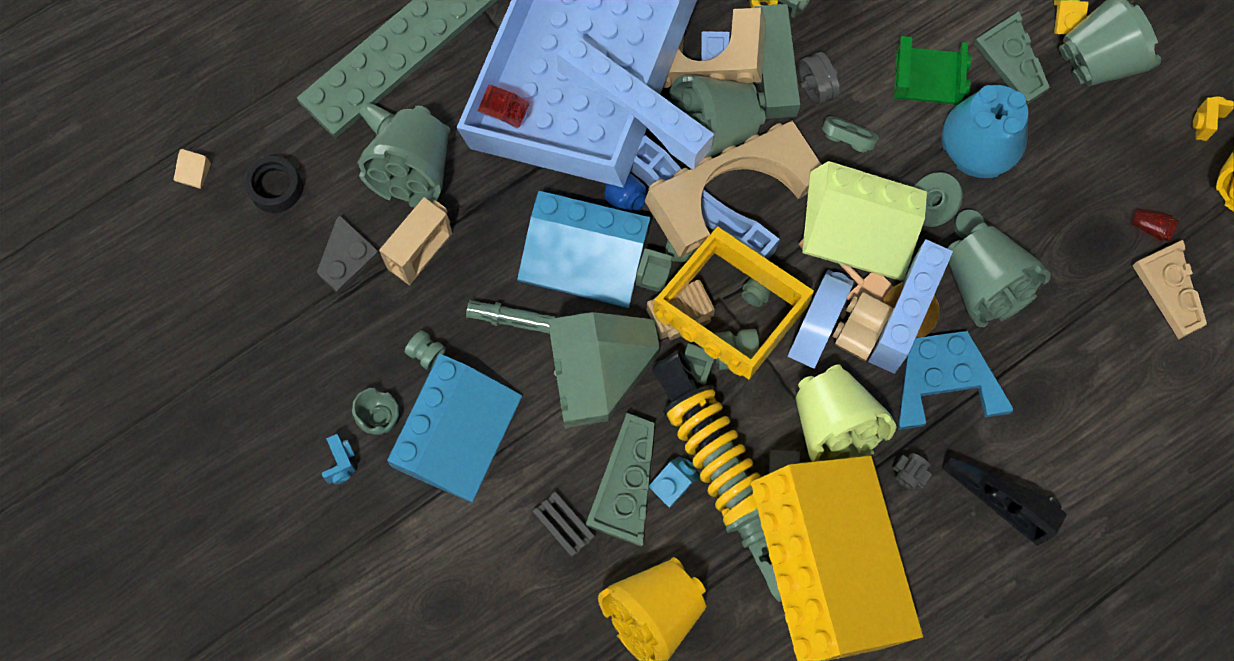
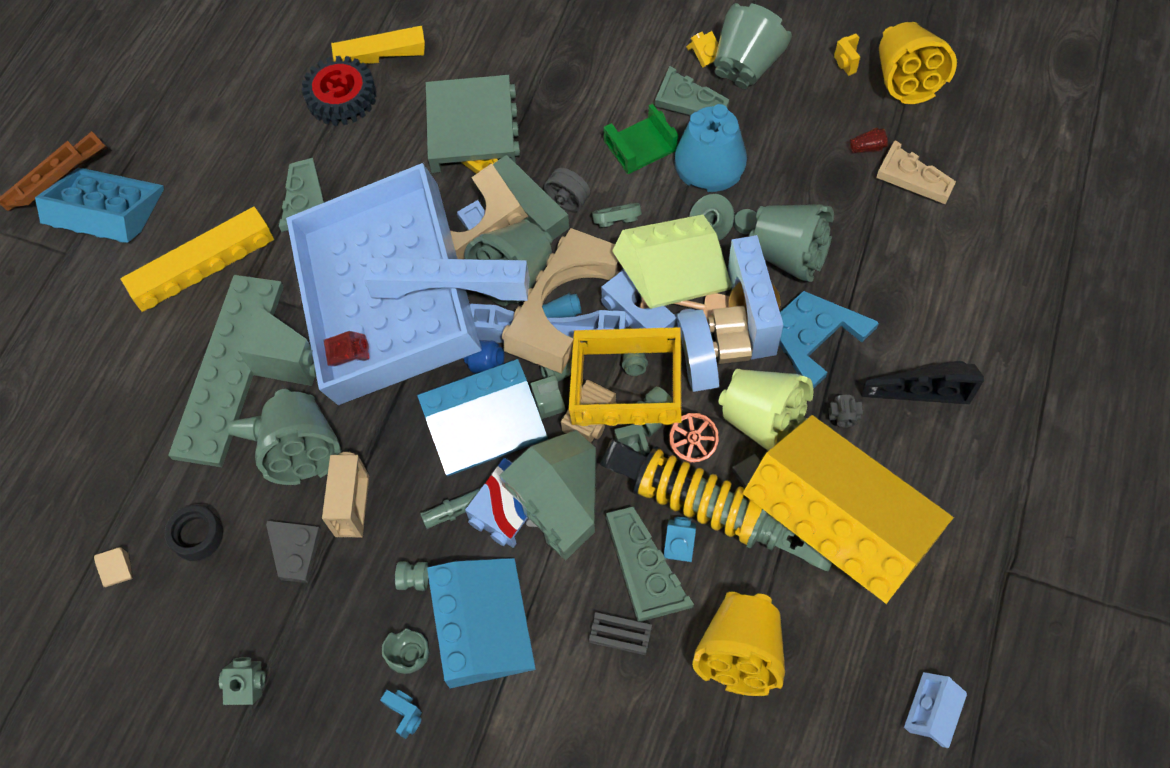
camera: 30 degrees left, 10 degrees down
(229, 343) = (242, 682): none -> sand green brick
(445, 61) = (276, 350): none -> sand green slope
(533, 343) = (497, 509): none -> panel
(731, 193) = (563, 307): none -> dark azure cone
(754, 399) = (694, 437): none -> wheel
(790, 220) = (621, 295): none -> light blue arch

